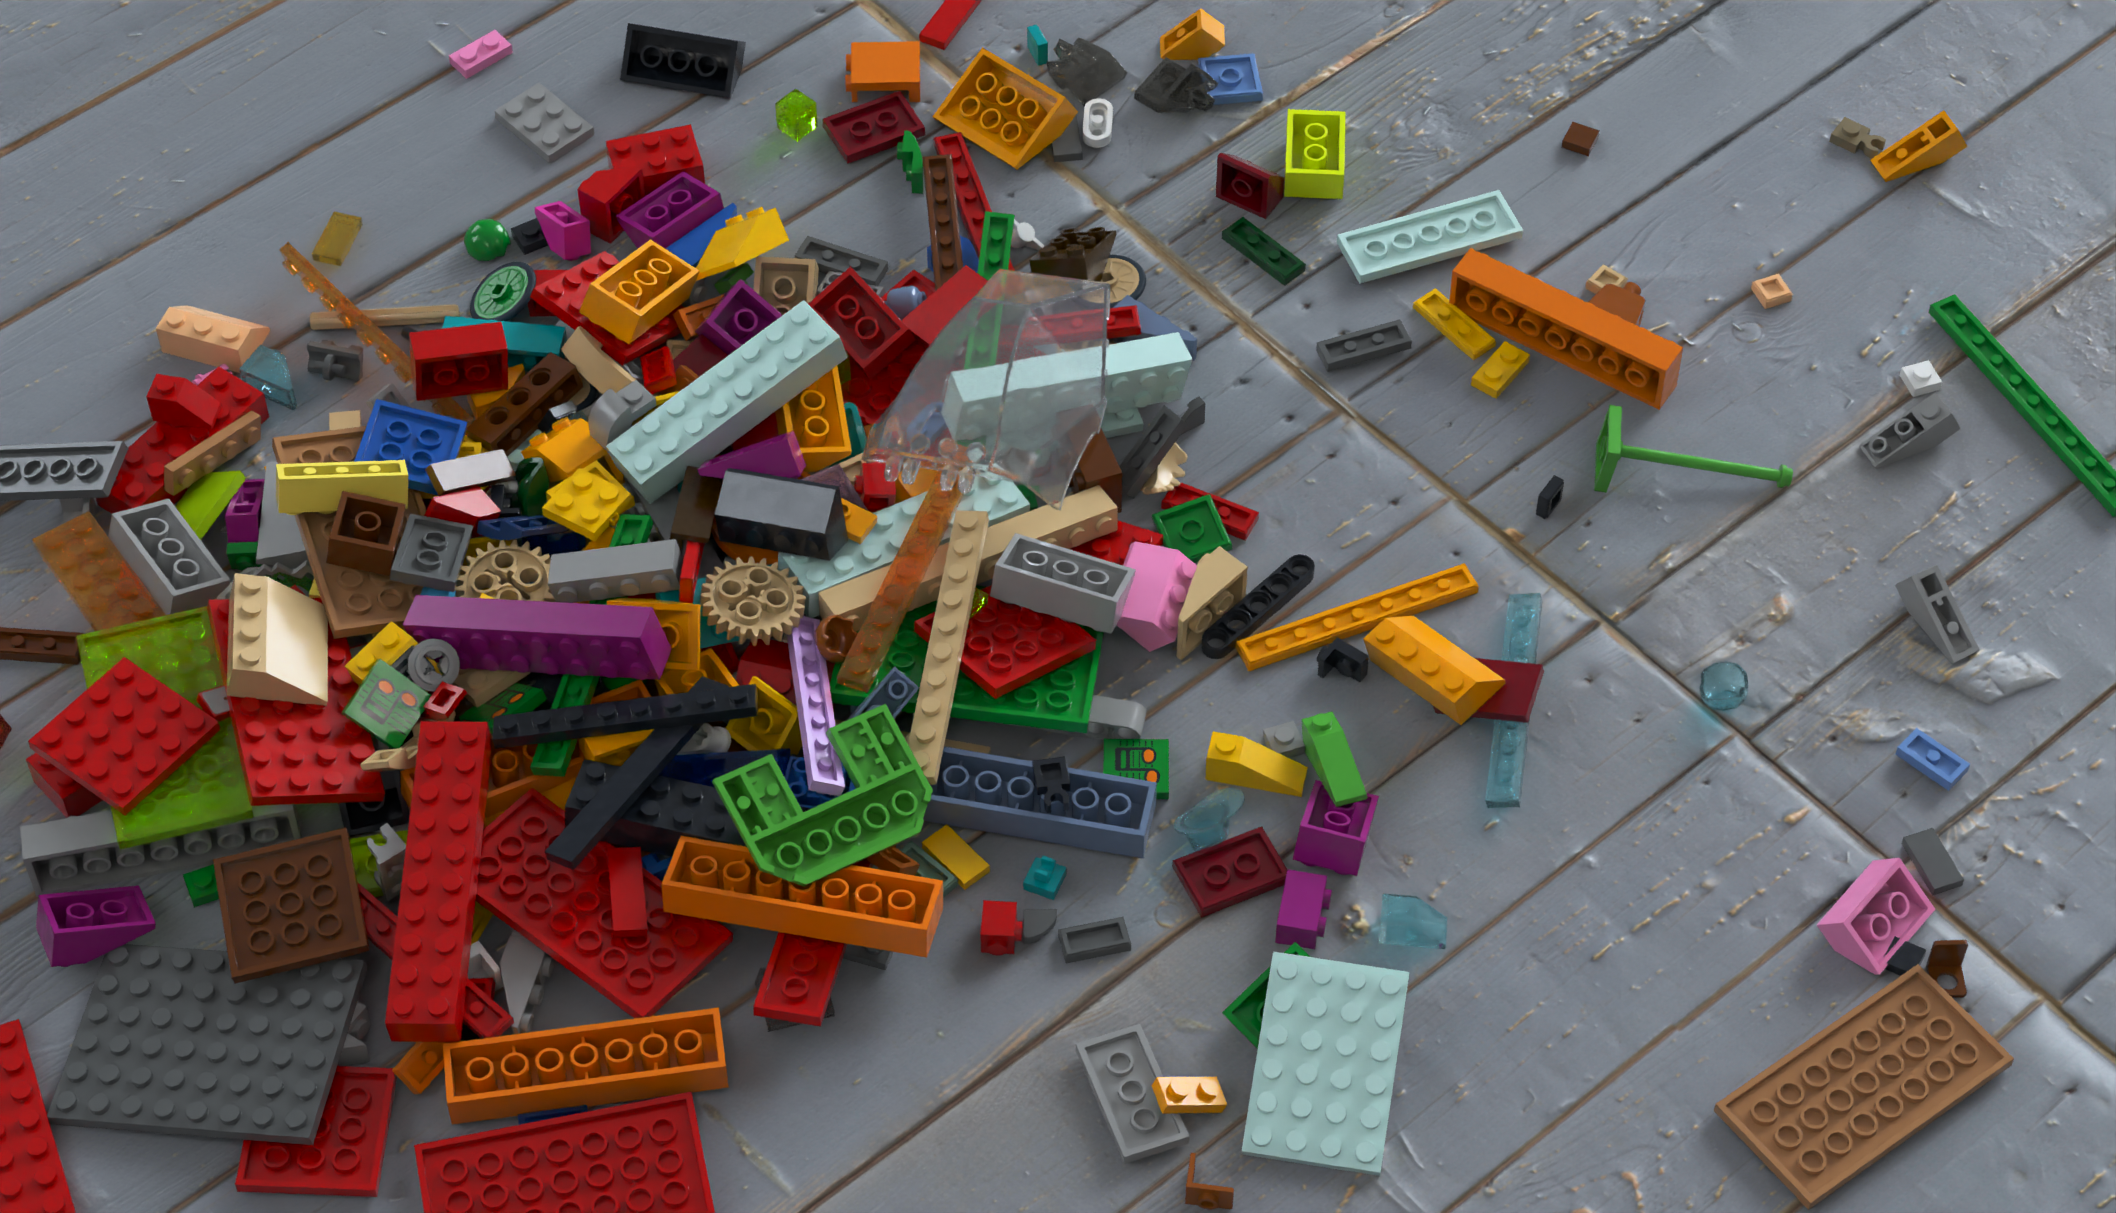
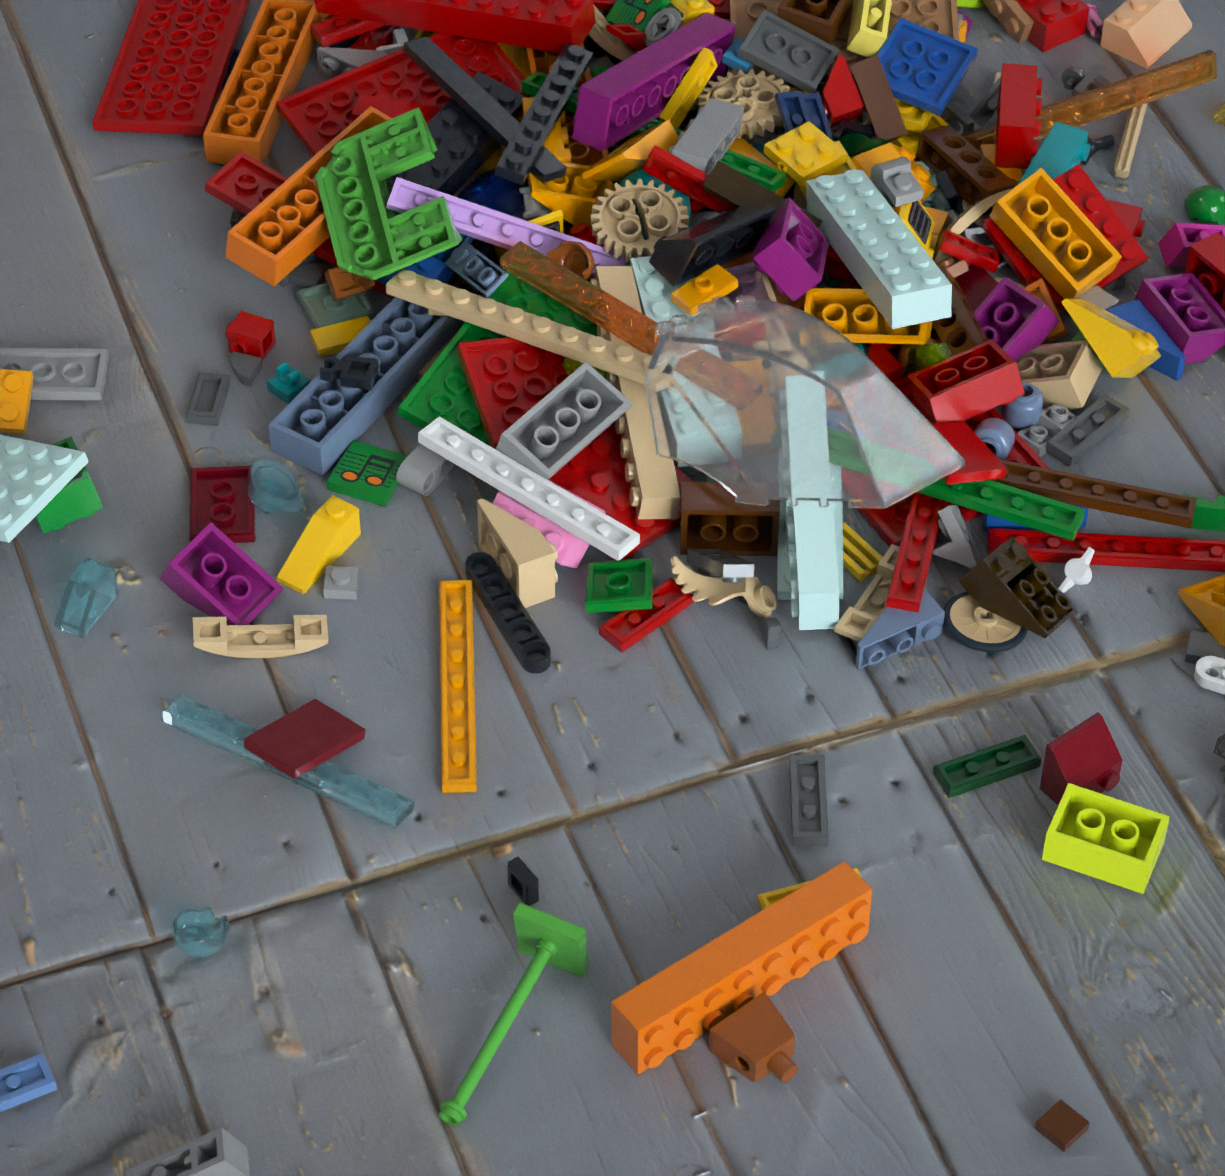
camera: 110 degrees right, 5 degrees down
(270, 374) = (1078, 48): clear light blue slope -> none
(503, 292) = (1128, 194): green wheel -> none
(1146, 594) = (529, 488): none -> white plate
(1302, 909) = (147, 529): magenta brick -> none
(1332, 758) = (285, 590): bright green slope -> none
(1344, 658) = (404, 647): black bracket -> none
(1382, 771) = (260, 641): none -> tan slope
(1429, 236) = (949, 915): light aqua plate -> none
(1432, 666) = (350, 695): light orange slope -> none
(1500, 369) = (721, 906): yellow plate -> none
(1604, 276) = (817, 1062): tan tile -> none

